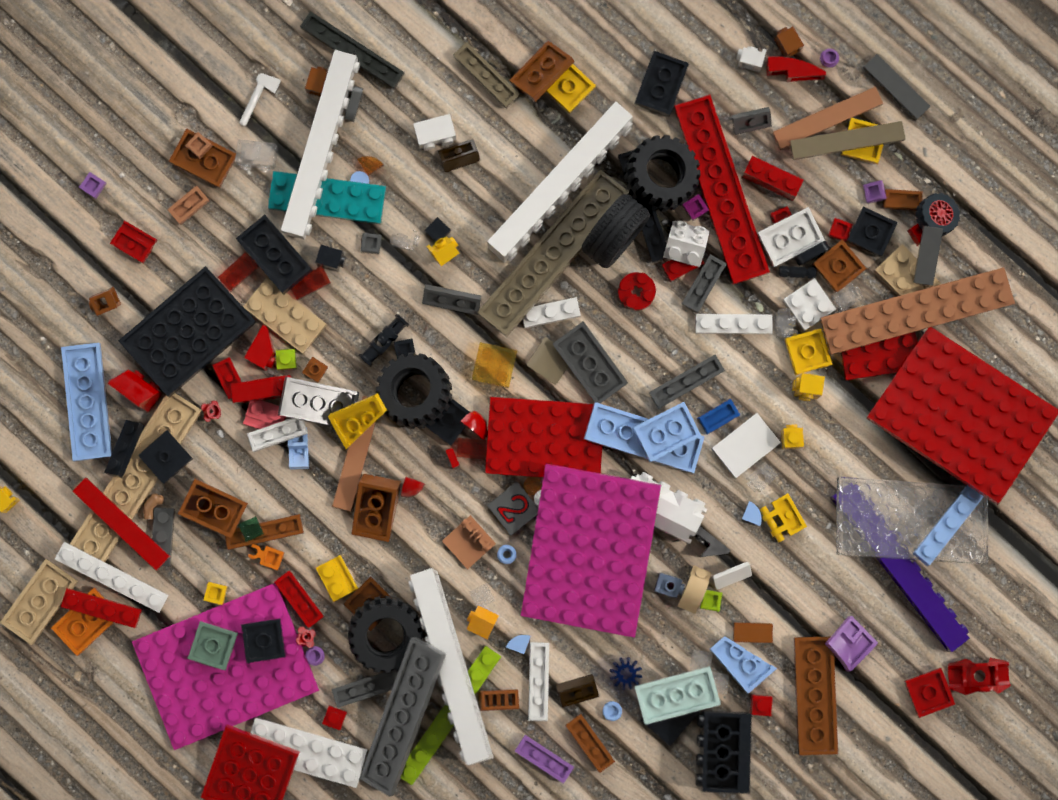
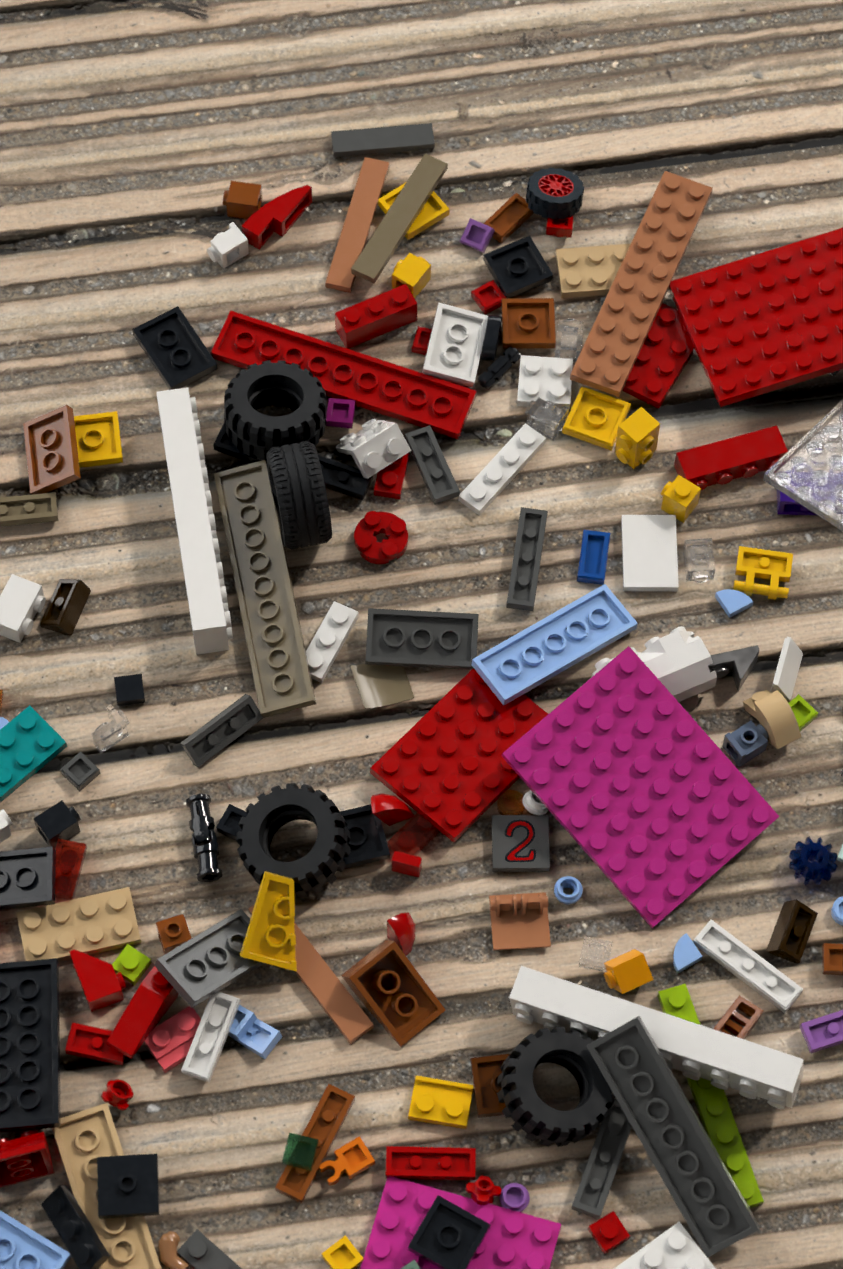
camera: 50 degrees left, 20 degrees down
(212, 508) = (235, 1178): dark orange slope -> none
(443, 250) = (158, 696): yellow brick -> none
(494, 365) = (336, 741): clear yellow plate -> none
(666, 432) = (568, 611): light blue plate -> none
(752, 120) = (295, 293): dark grey plate -> none
(816, 176) = (412, 271): none -> yellow brick
(829, 58) = (295, 177): medium lavender plate -> none
(842, 447) = (731, 458): none -> red brick
(928, 255) = (591, 227): dark grey tile -> none

